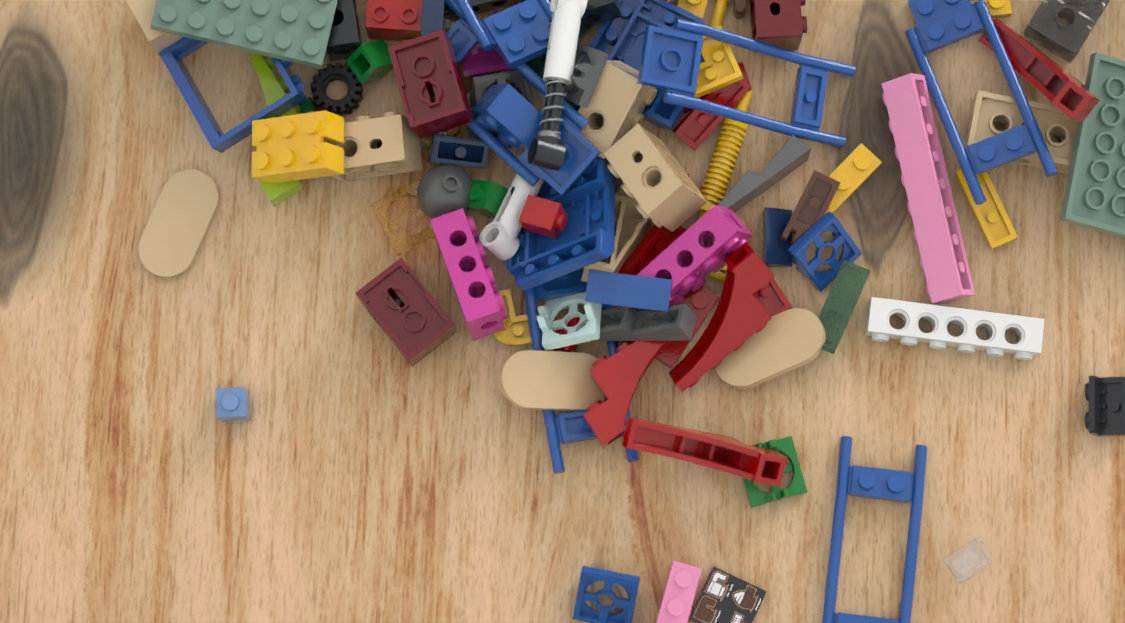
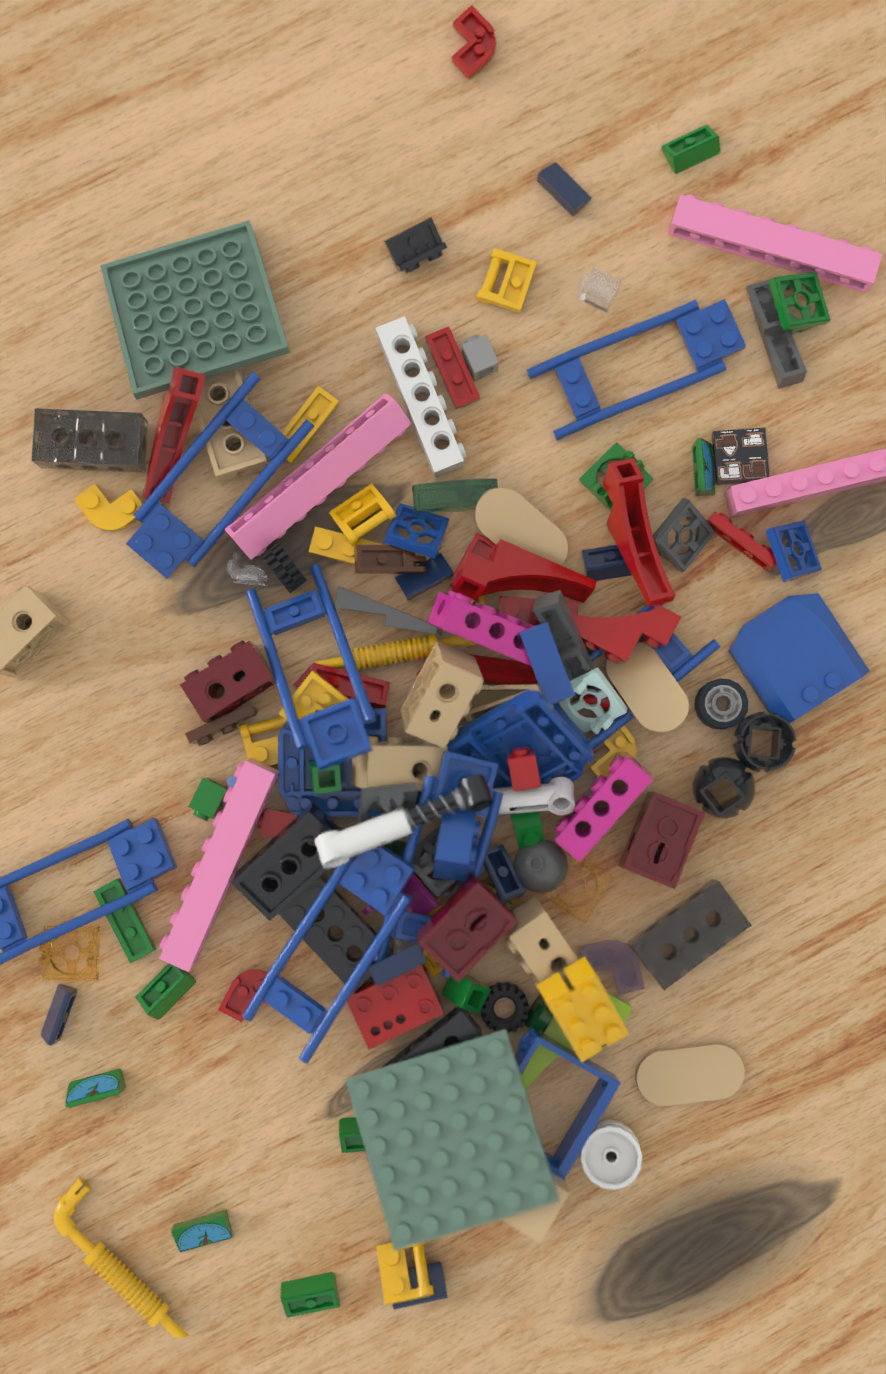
camera: 120 degrees left, 5 degrees up
(164, 98) = (621, 1168): none -> white wheel
(232, 404) = (814, 939): medium blue brick -> none
(288, 281) = (706, 940): none -> clear smoke brick
(323, 216) = (620, 958): none -> plate
(420, 412) = (739, 778): none -> black piece
(424, 448) = (782, 741): none -> black piece
(503, 545) = (796, 656): none -> blue wedge
(505, 461) = (736, 704): none -> wheel
(633, 37) = (324, 780): none -> green brick
(645, 555) = (742, 541): none -> red plate
(656, 492) = (697, 521): none -> dark grey piece
(697, 411) = (604, 563): none -> dark blue slope
(734, 562) = (703, 468): none -> green slope
(856, 109) = (283, 567): none -> black tyre
(869, 77) = (249, 575): none -> clear bracket
(876, 209) = (359, 508): none -> yellow plate
(963, 406) = (479, 356): none -> light grey brick
(967, 375) = (452, 367): none -> red plate
(1020, 483) = (515, 283): none -> yellow plate
(1092, 587) = (563, 188): none -> dark blue slope

